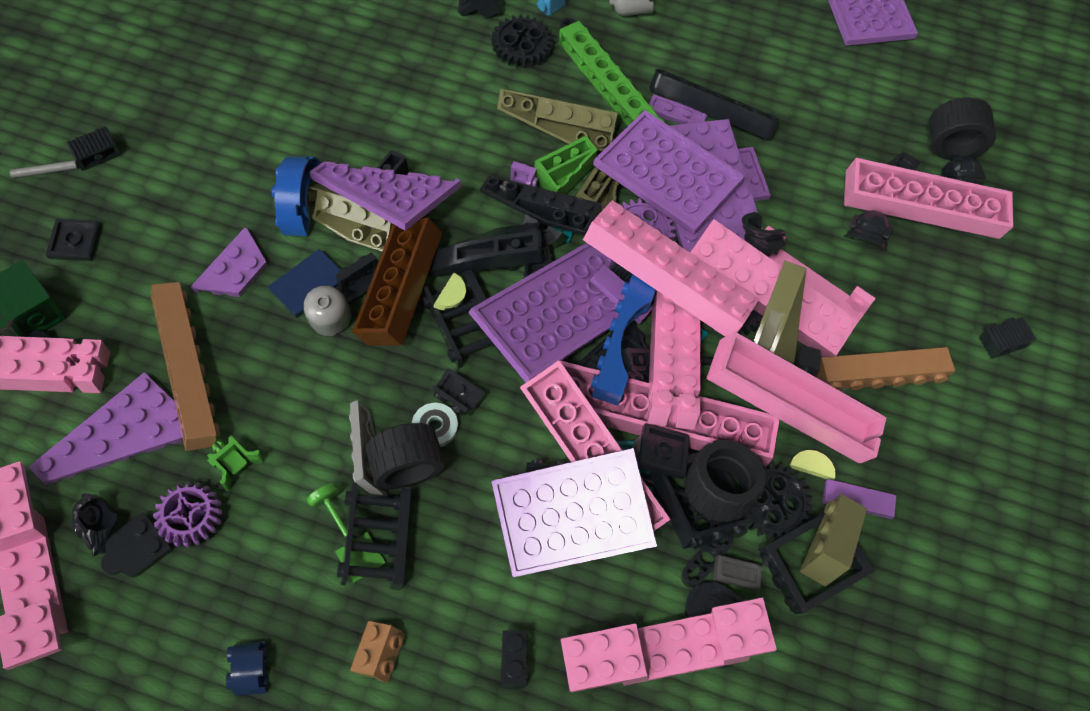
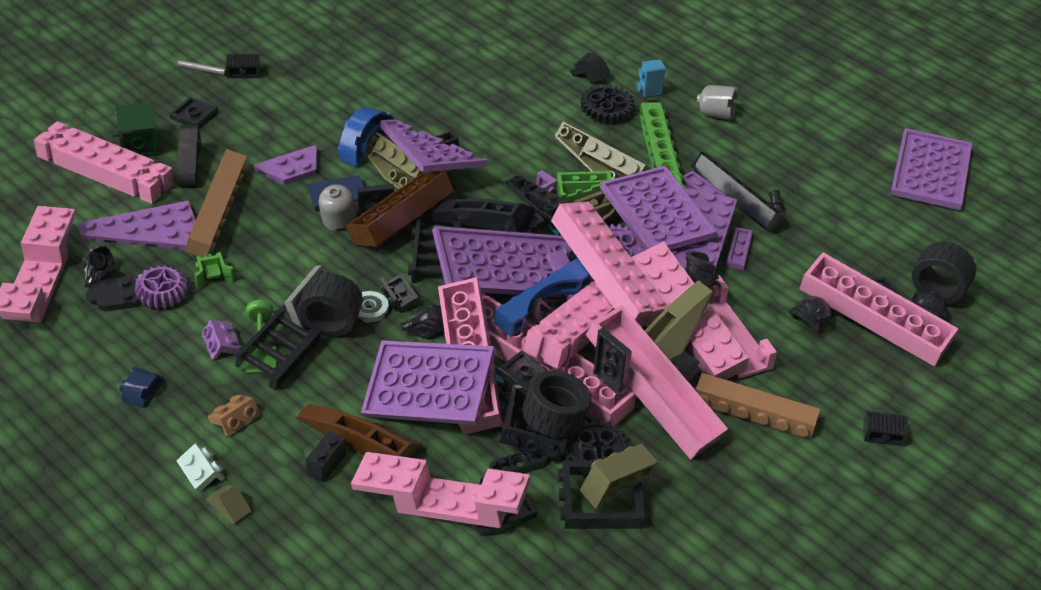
camera: 30 degrees right, 20 degrees down
(108, 310) = (188, 155): none -> black beam
(300, 553) = (220, 338): none -> medium lavender bracket
(452, 293) = (426, 230): yellowish green tile -> none
(510, 419) = (425, 322): none -> black hair
(534, 605) = (360, 433): none -> reddish brown wedge
(737, 573) = (540, 483): flat silver tile -> none
(753, 99) = (775, 200): none -> black pin
(757, 404) = (612, 362): none -> black tile
(813, 463) = (651, 441): yellowish green tile -> none
(876, 502) = (676, 482): medium lavender tile -> none

